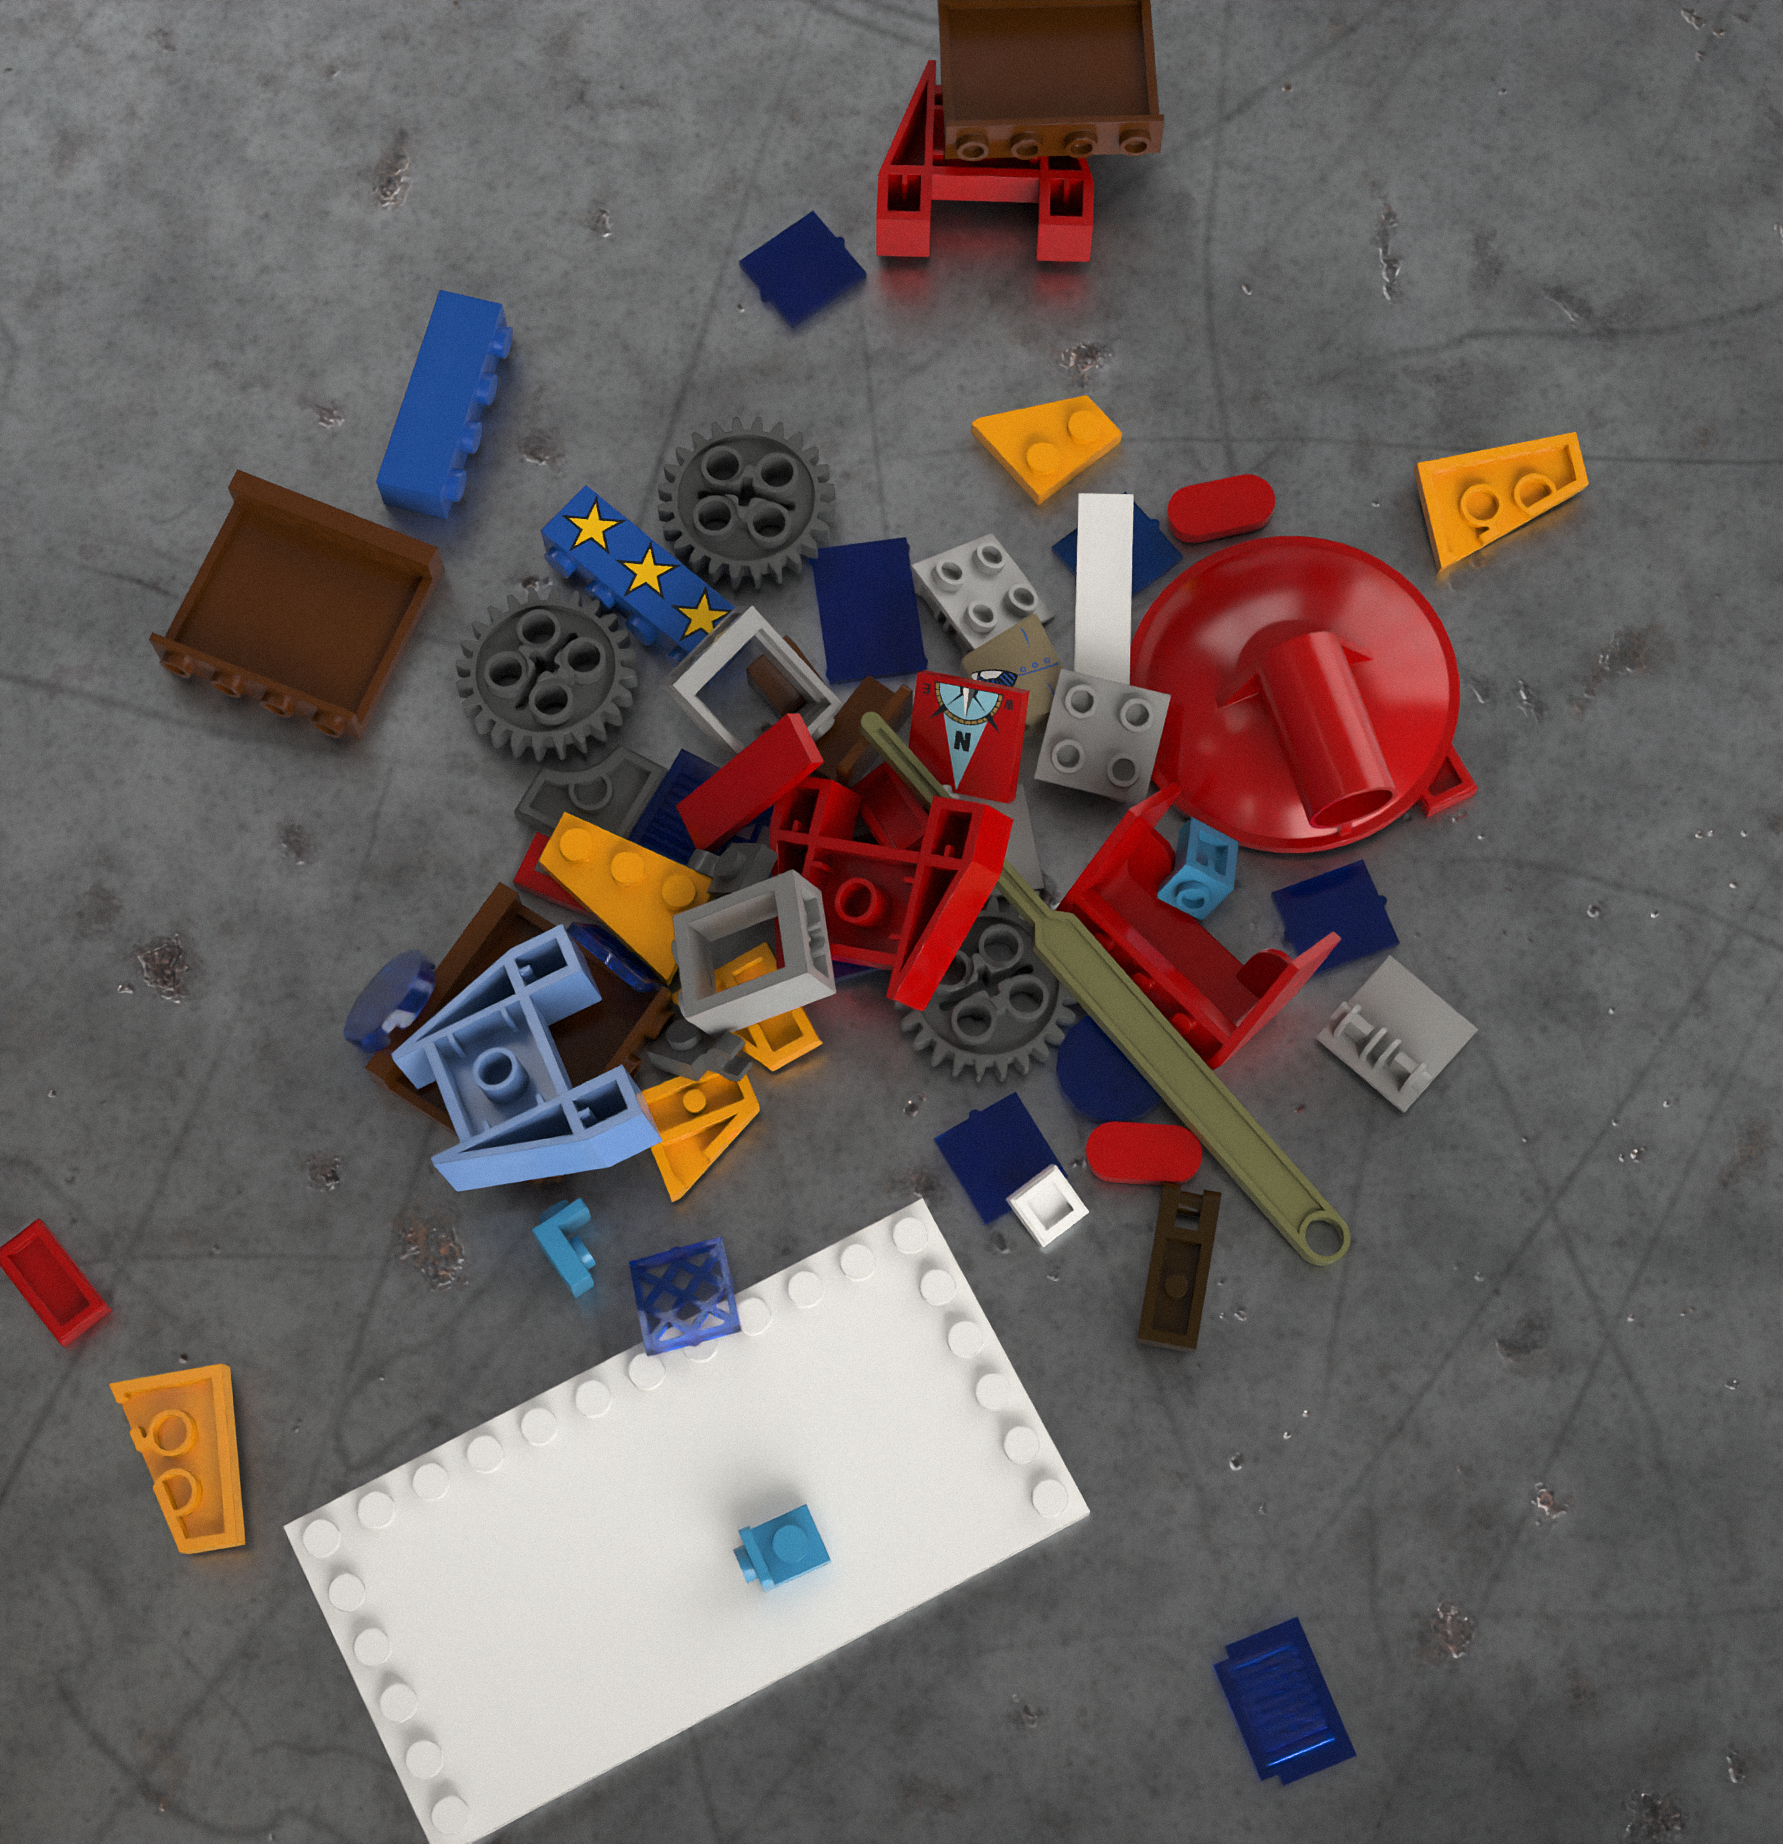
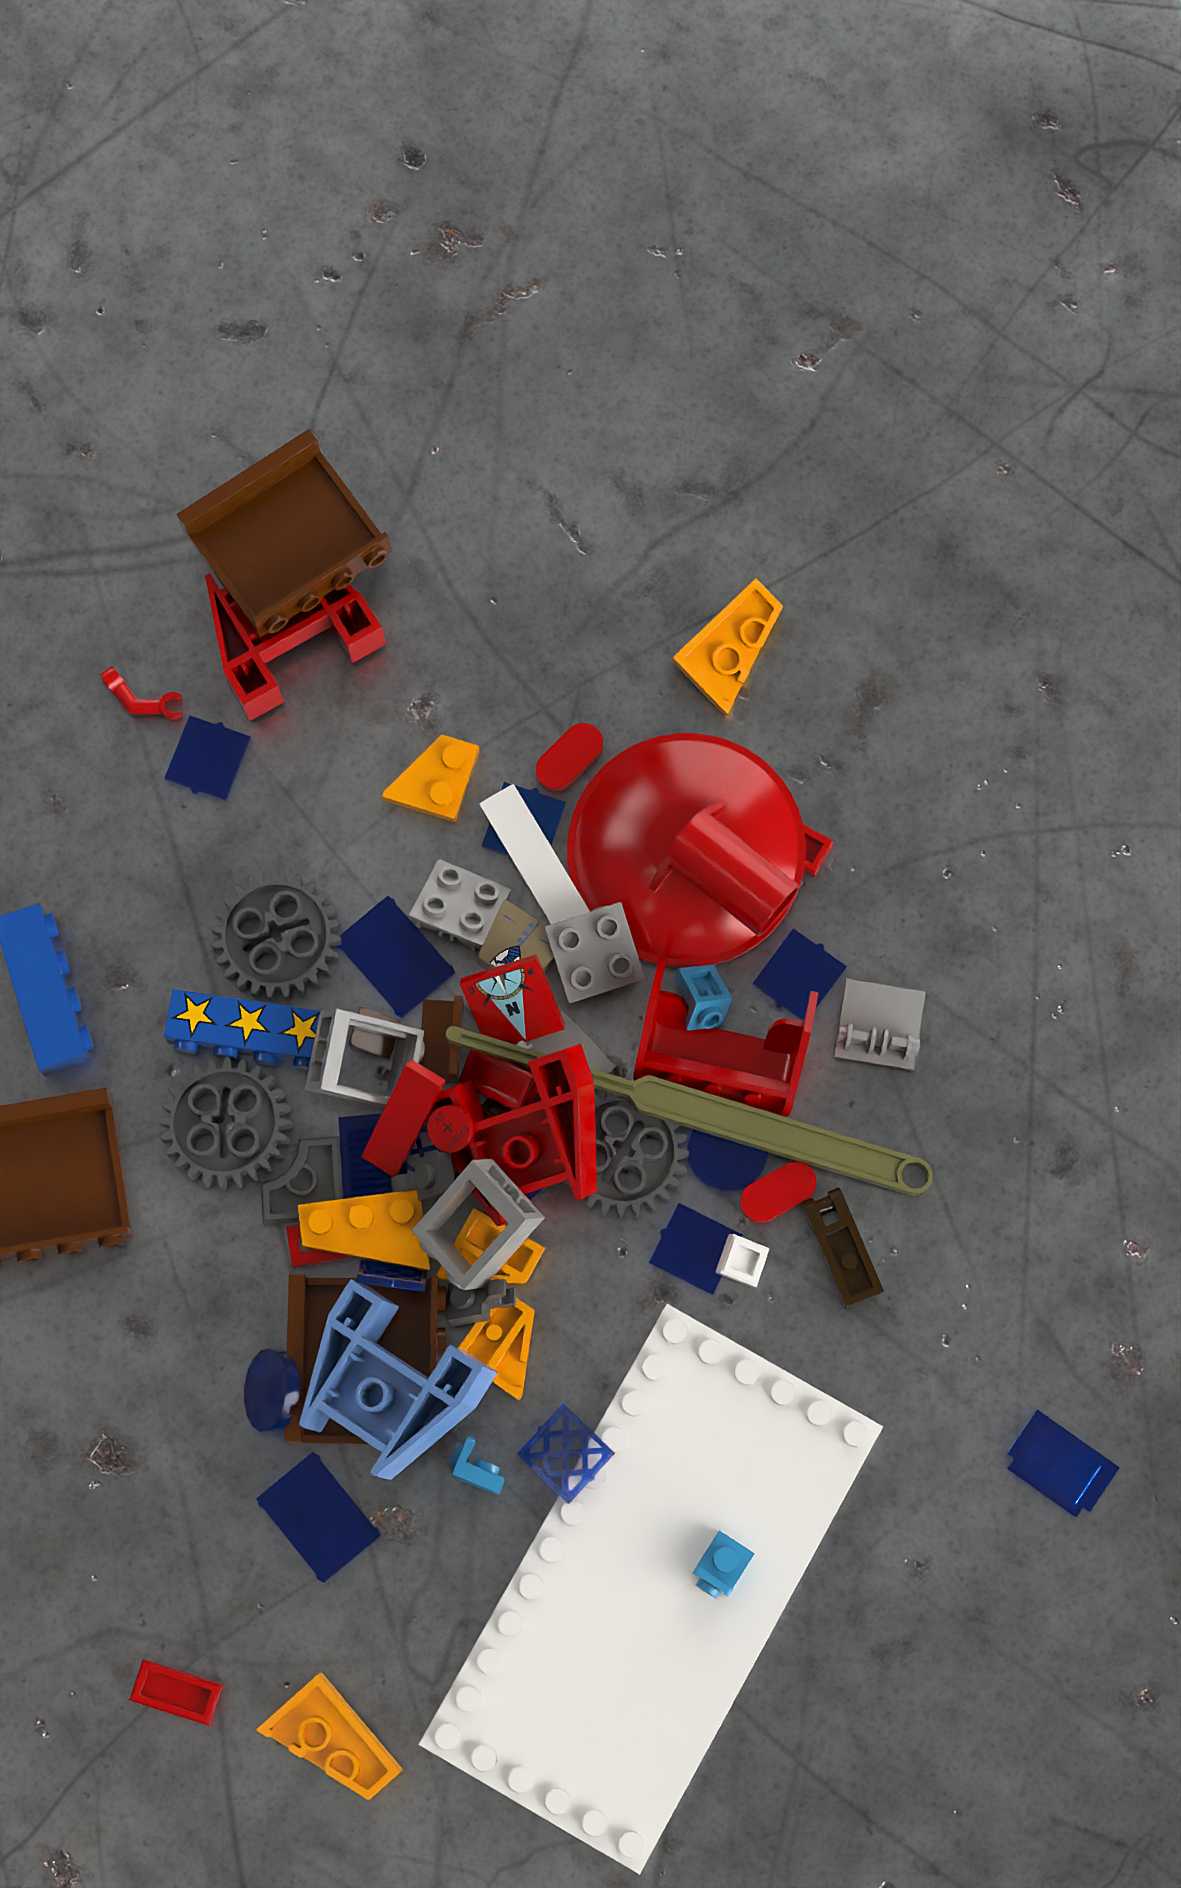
camera: 35 degrees left, 5 degrees up
(350, 1187) = (318, 1517): none -> clear blue piece
(763, 168) = (138, 706): none -> red arm
(795, 825) = (450, 1128): none -> red piece

